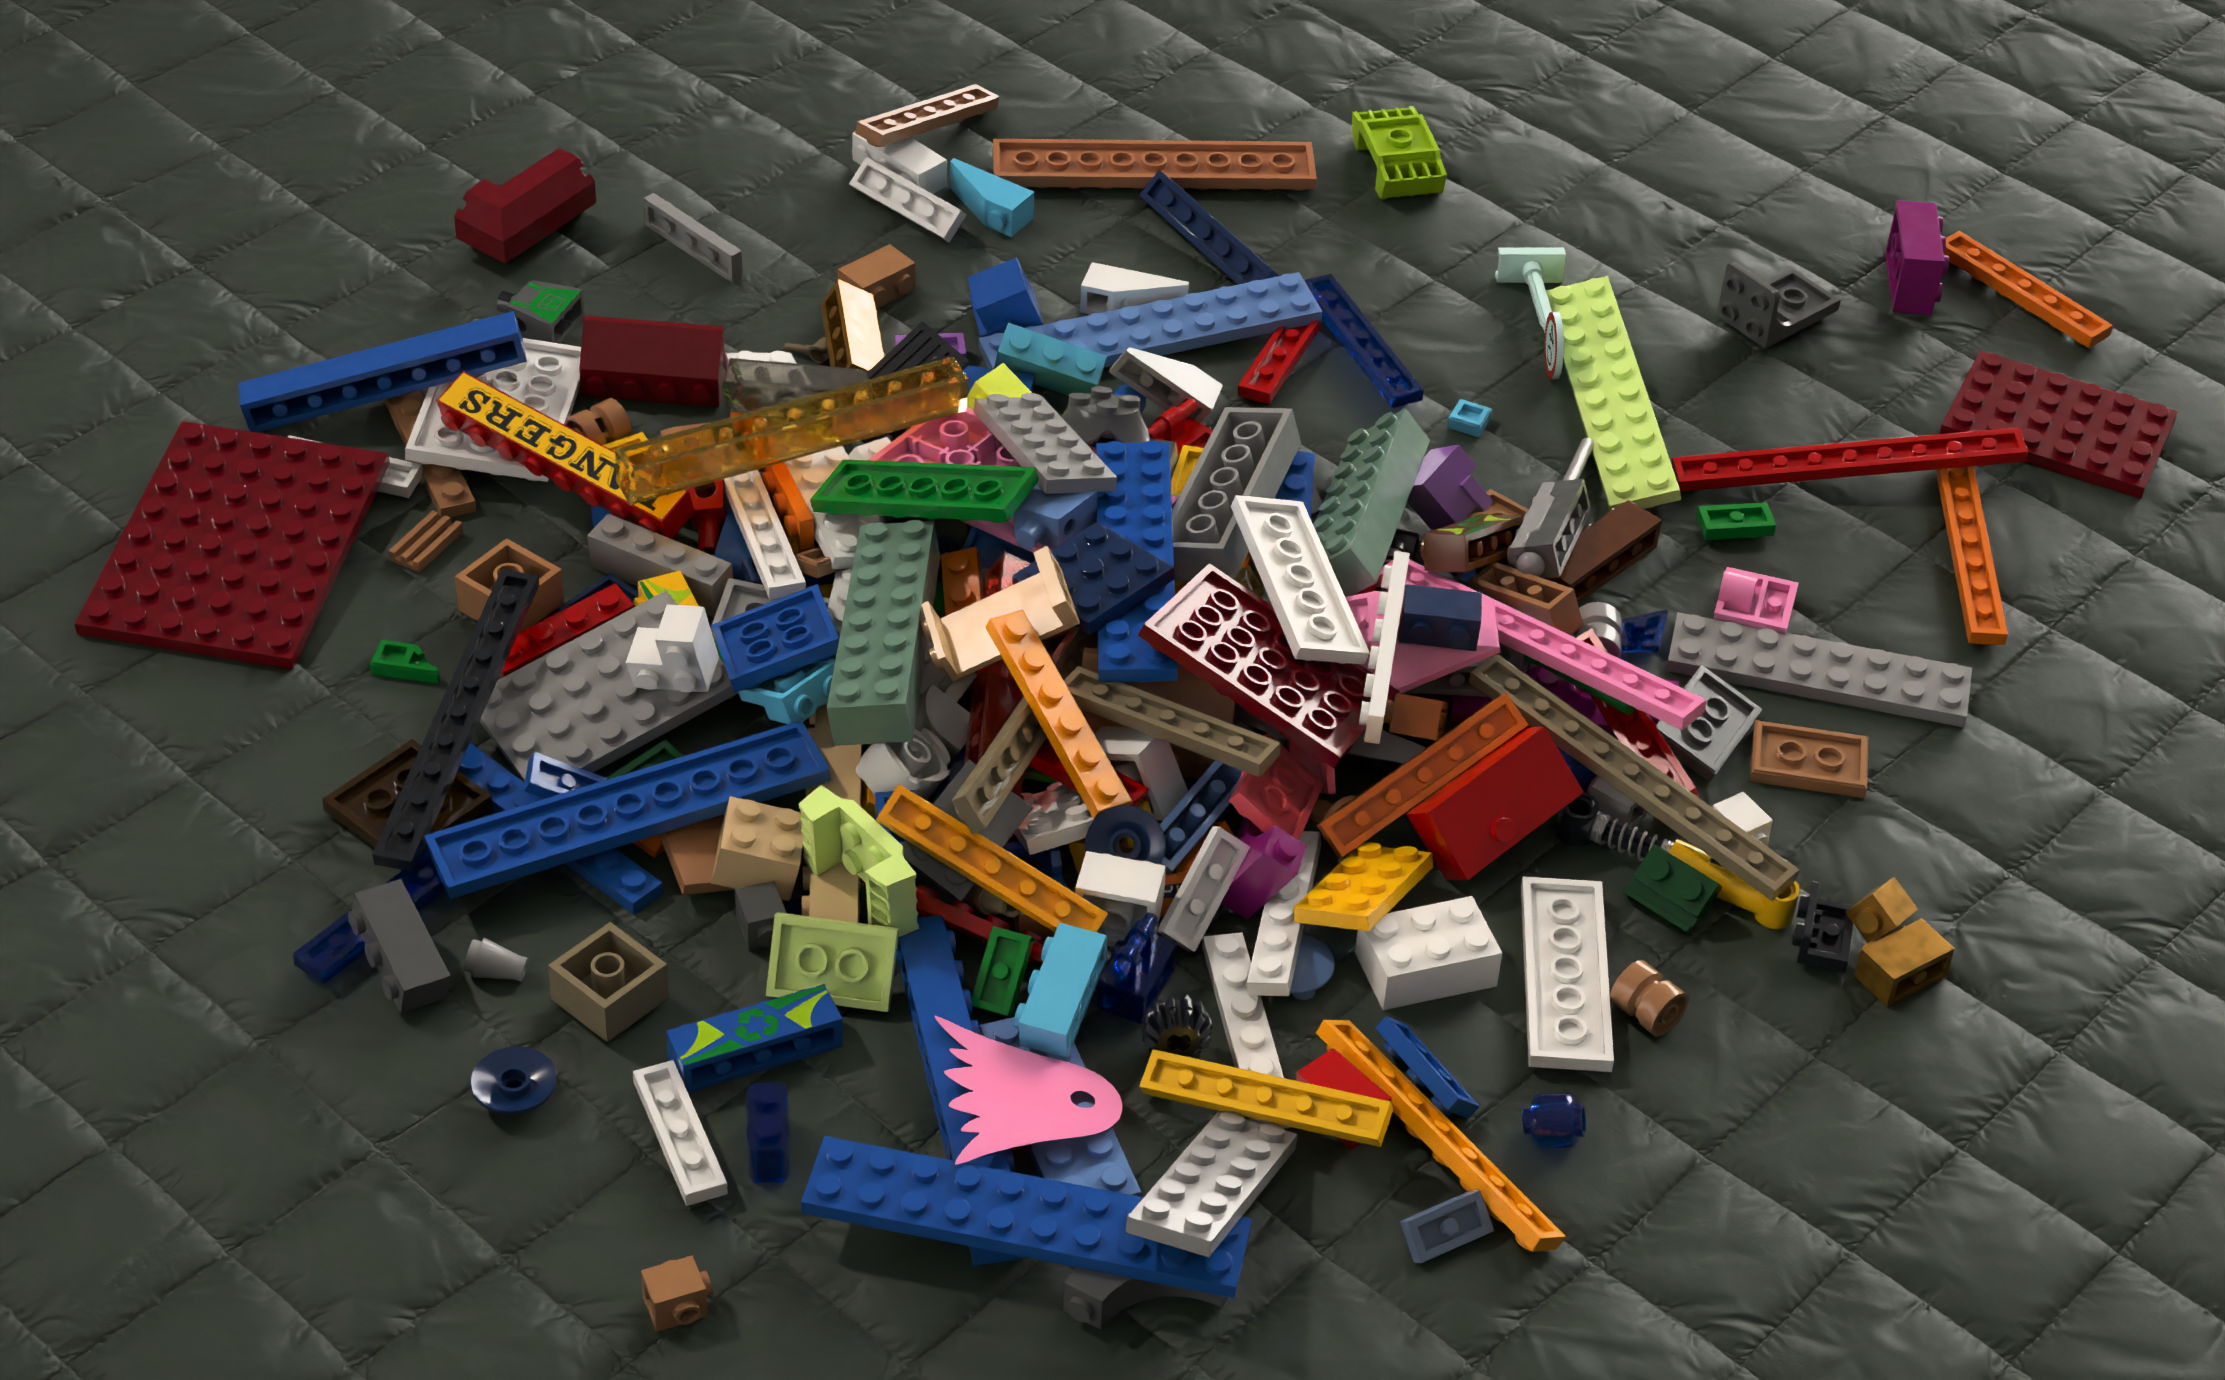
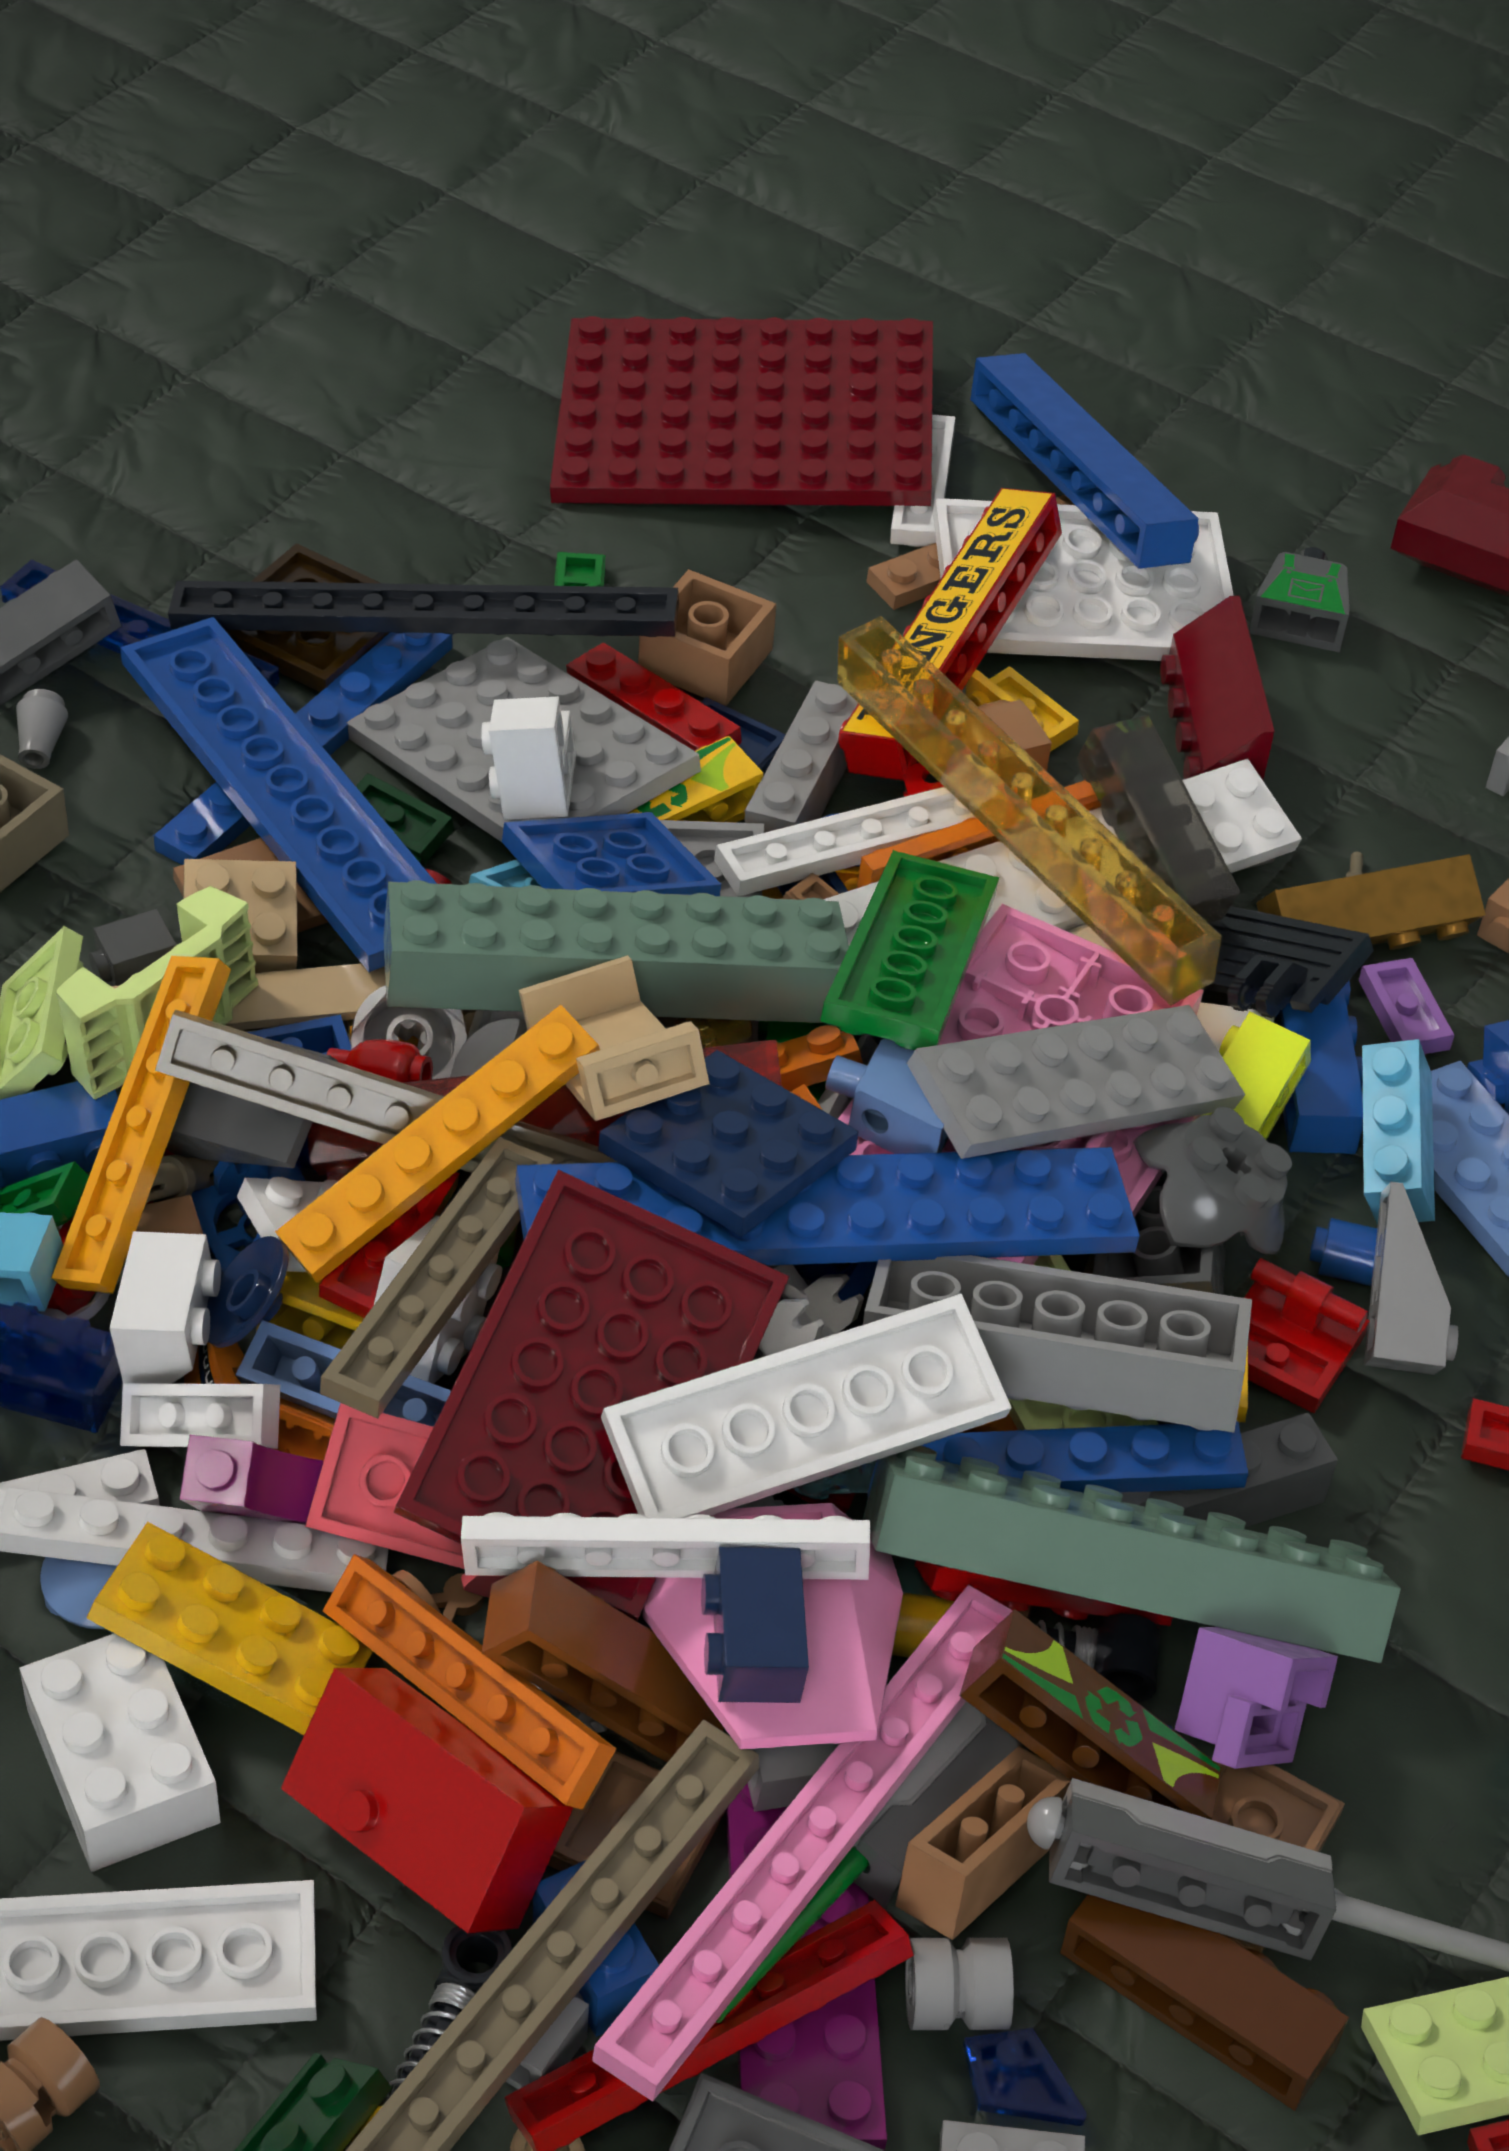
camera: 80 degrees right, 5 degrees up
(421, 539) = (809, 569): medium nougat tile -> none
(552, 777) = (349, 729): blue plate -> none
(602, 423) = (1070, 678): medium nougat wheel -> none
(940, 766) = (387, 1058): none -> red plant

